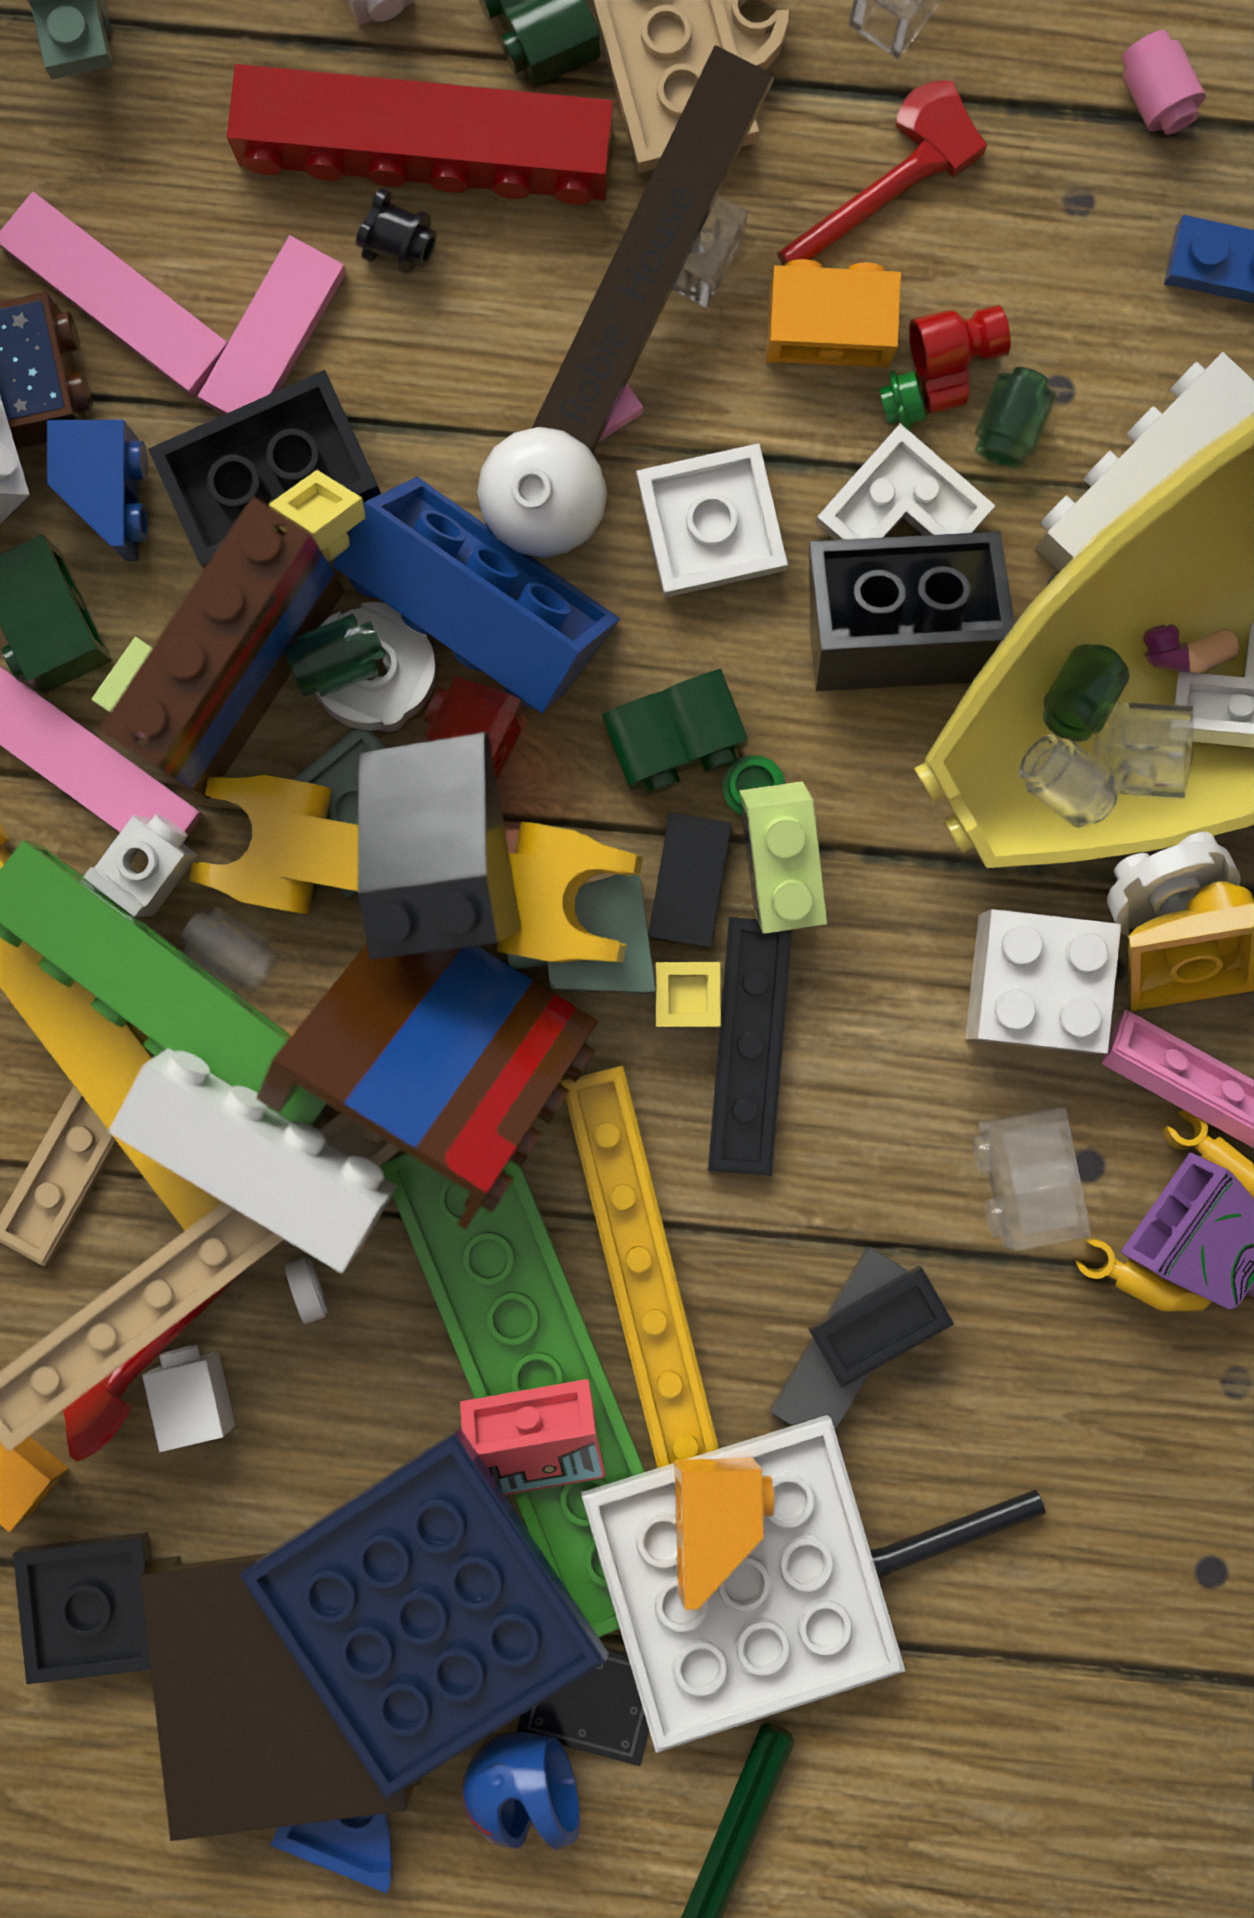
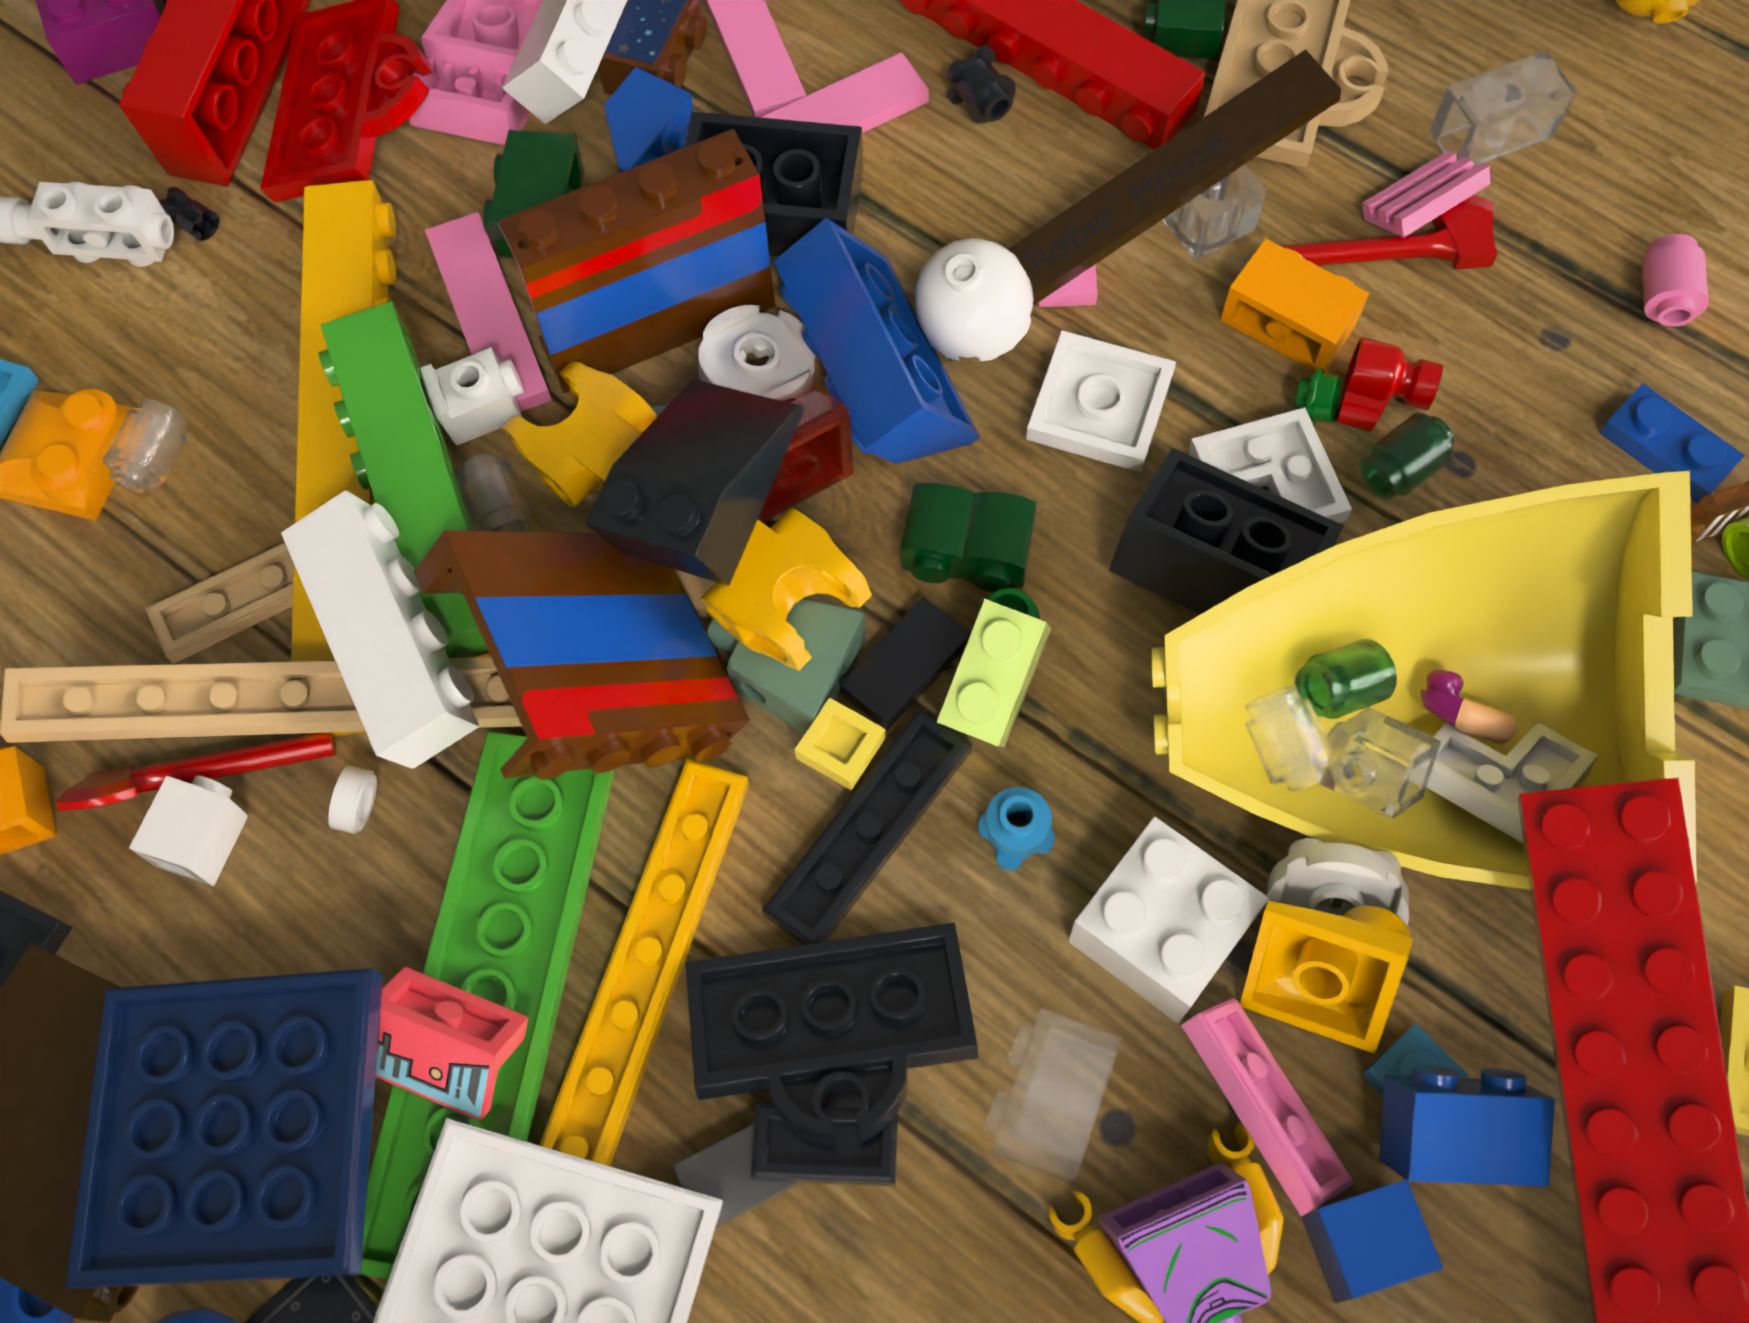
camera: 35 degrees right, 20 degrees down
(323, 510) = (787, 206): light yellow tile -> none
(334, 656) = (728, 321): clear green brick -> none
(717, 1521) = (545, 1212): light orange slope -> none
(825, 1230) = (830, 1023): none -> black plate
(854, 980) = (1012, 842): none -> dark azure brick
(878, 111) = (1425, 193): none -> bright pink tile

